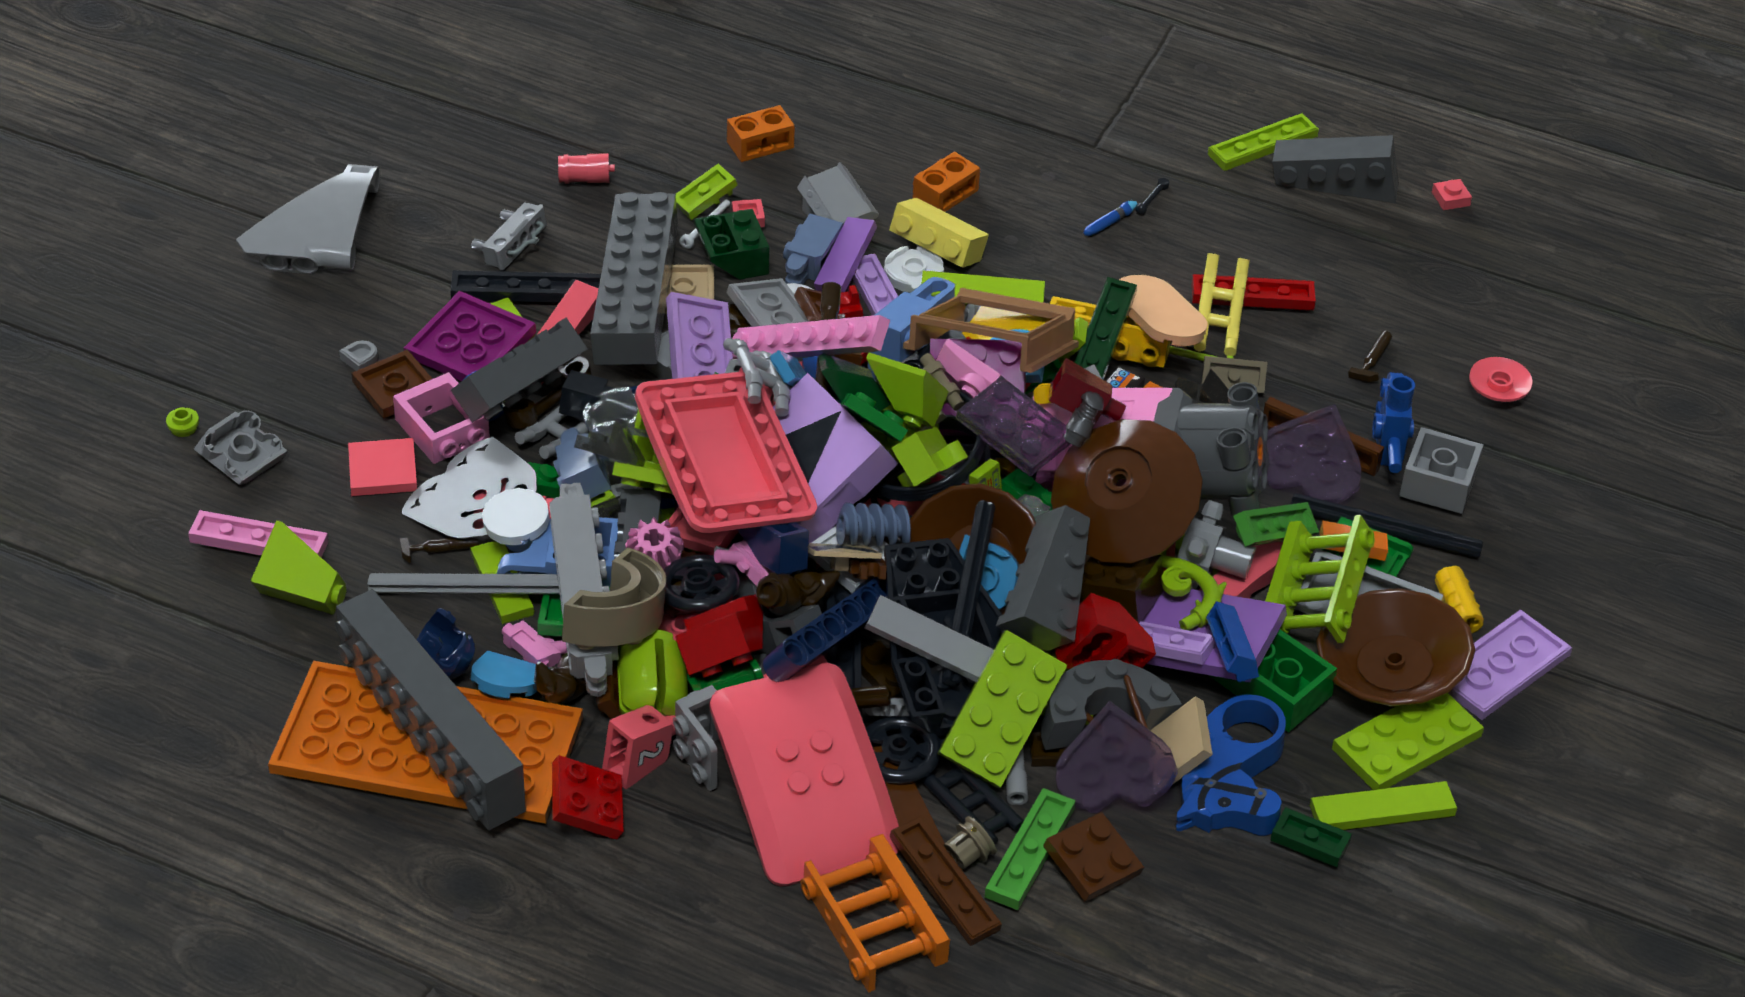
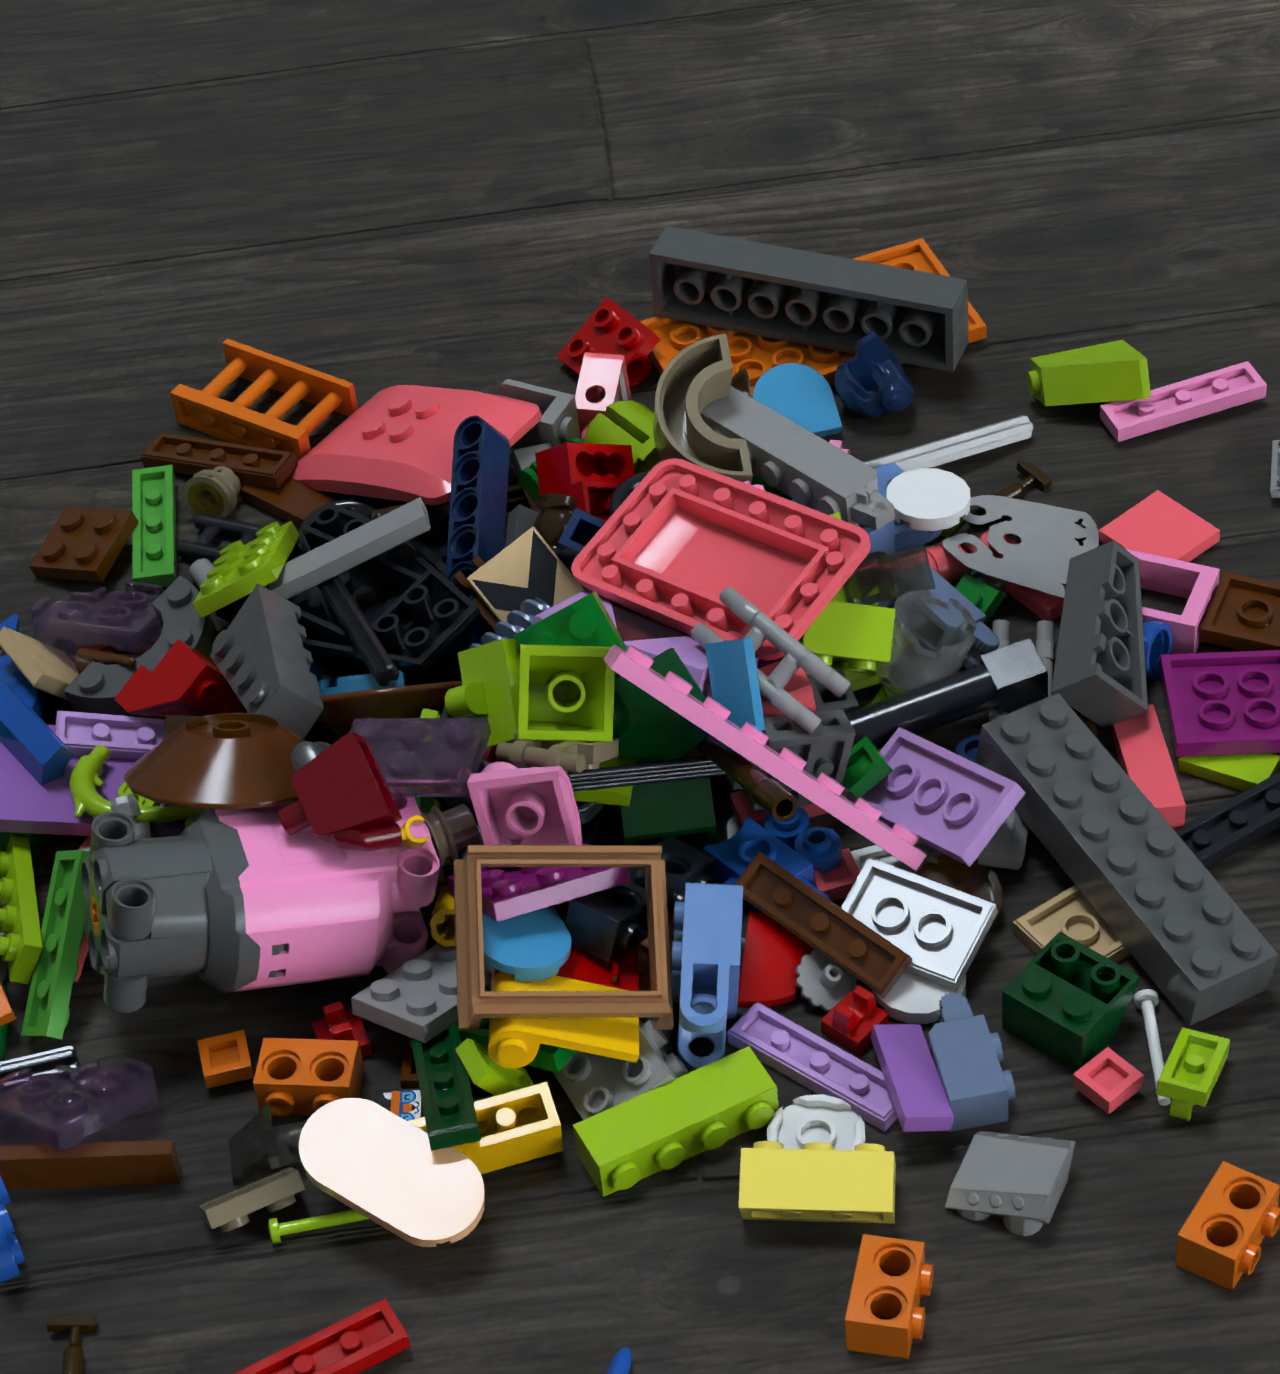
camera: 155 degrees right, 0 degrees up
(1235, 296) = (345, 1274): light yellow piece -> none

